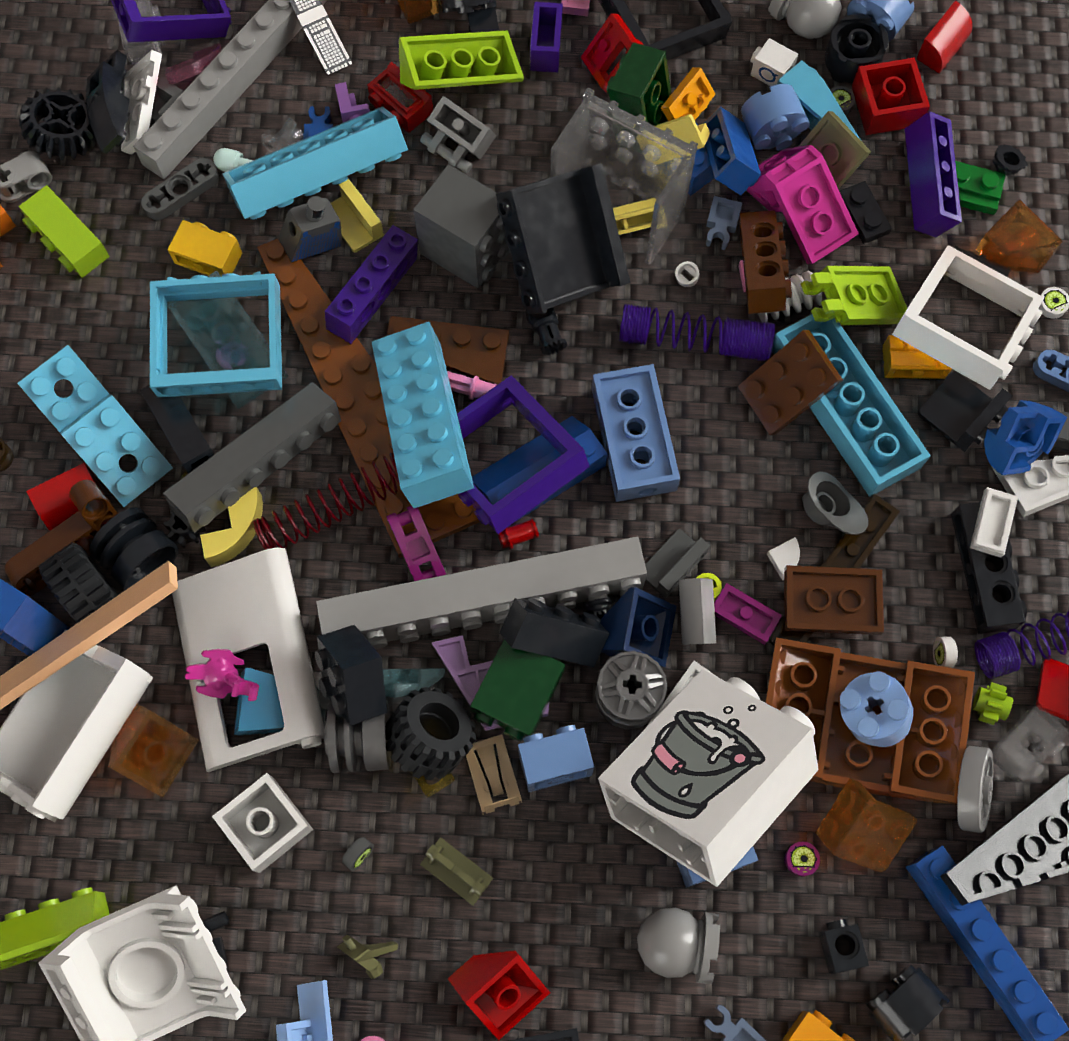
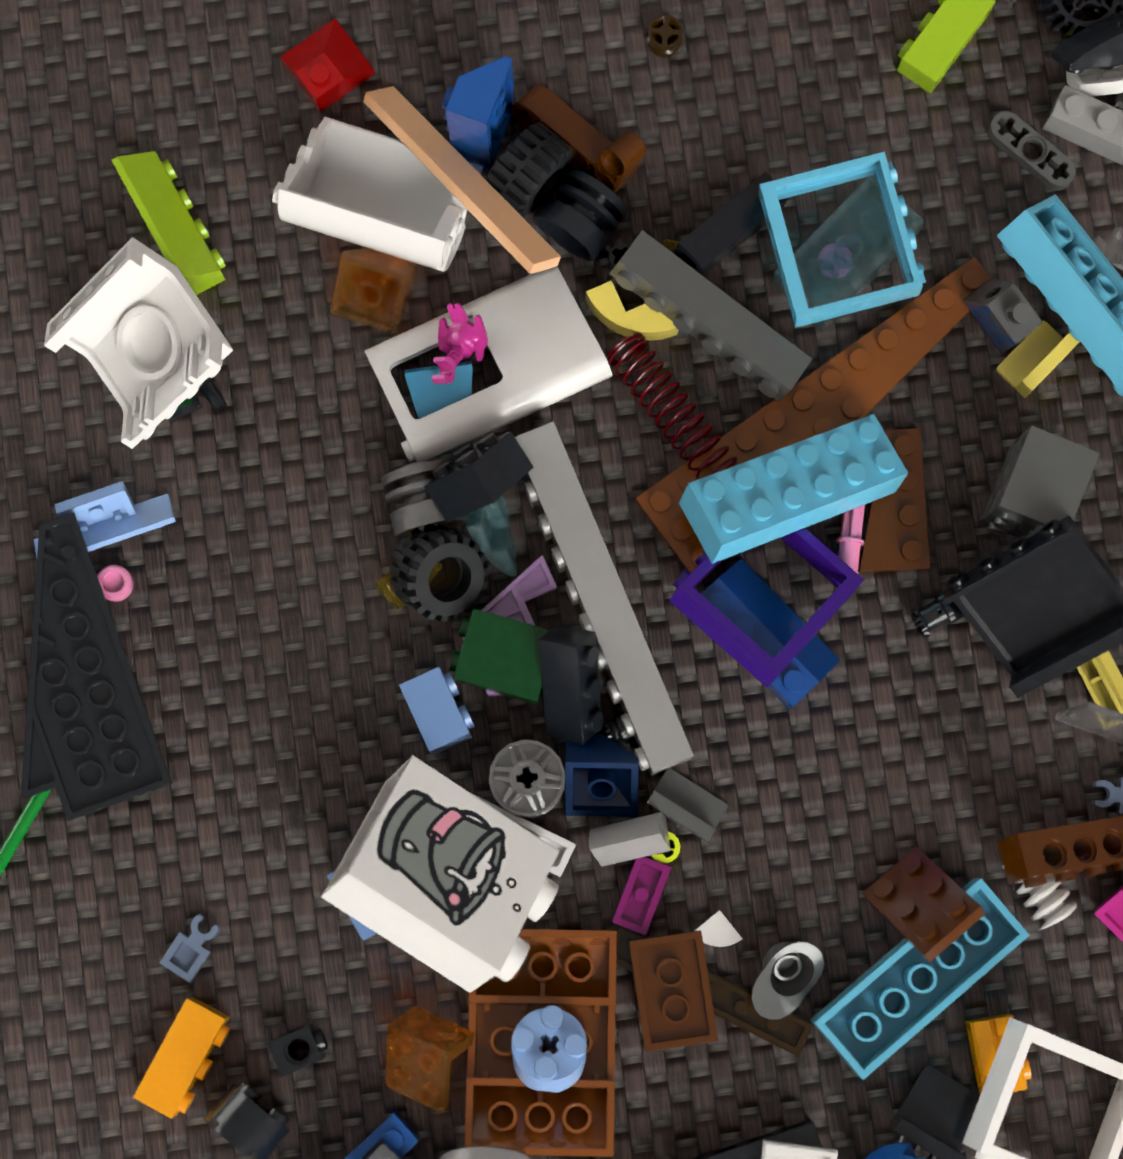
camera: 80 degrees right, 10 degrees up
(52, 497) = (626, 113): red brick -> none
(95, 425) = (714, 135): medium azure bracket -> none
(204, 249) = (957, 199): yellow brick -> none
(228, 159) = (1080, 200): light aqua cylinder -> none
(262, 823) = (318, 421): white brick -> none
(357, 853) = (306, 525): dark grey tile -> none
(365, 953) = (208, 555): olive piece -> none
(371, 284) = (951, 398): dark purple brick -> none
(416, 545) = (643, 516): magenta plate -> none
(456, 871) = (307, 631): olive hinge -> none
(486, 753) = (434, 638): tan piece -> none
(498, 989) = (194, 696): red slope -> none
(518, 534) = (687, 630): red pin -> none
(648, 418) = (838, 711): medium blue brick -> none
(678, 944) = (269, 871): light grey tile -> none
(691, 269) = (1039, 761): white hinge -> none
(738, 339) = (972, 839): dark purple piece -> none
(802, 859) = (383, 995): tile -> none
(857, 295) = (1055, 972): lime tile -> none
(945, 652) = (638, 1126): white tile -> none

